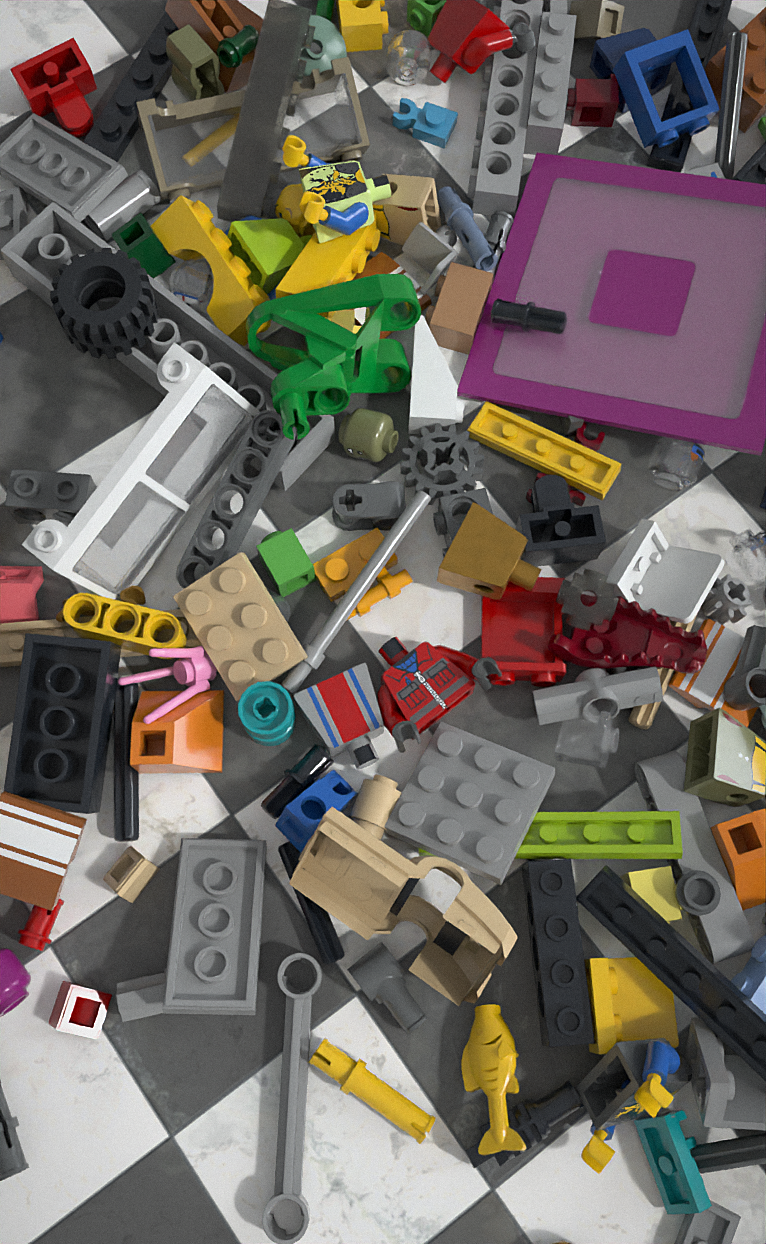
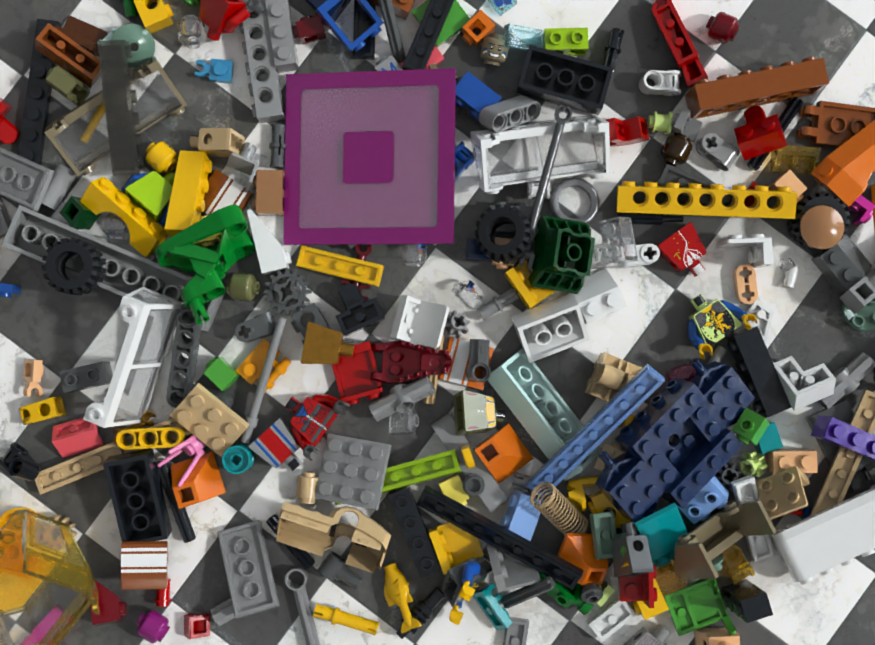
camera: 20 degrees left, 15 degrees up
(130, 874) = (198, 556): tan slope -> none
(234, 49) = (88, 70): dark green pin -> none
(297, 780) = (265, 485): black axle -> none
(306, 811) = (279, 494): blue leg -> none
(336, 194) = (177, 154): torso -> none
(460, 219) = (253, 135): sand blue pin -> none
(528, 316) = (309, 191): black axle -> none
(572, 607) = (382, 345): clear smoke brick -> none
(701, 834) = (467, 456): none -> yellow tile

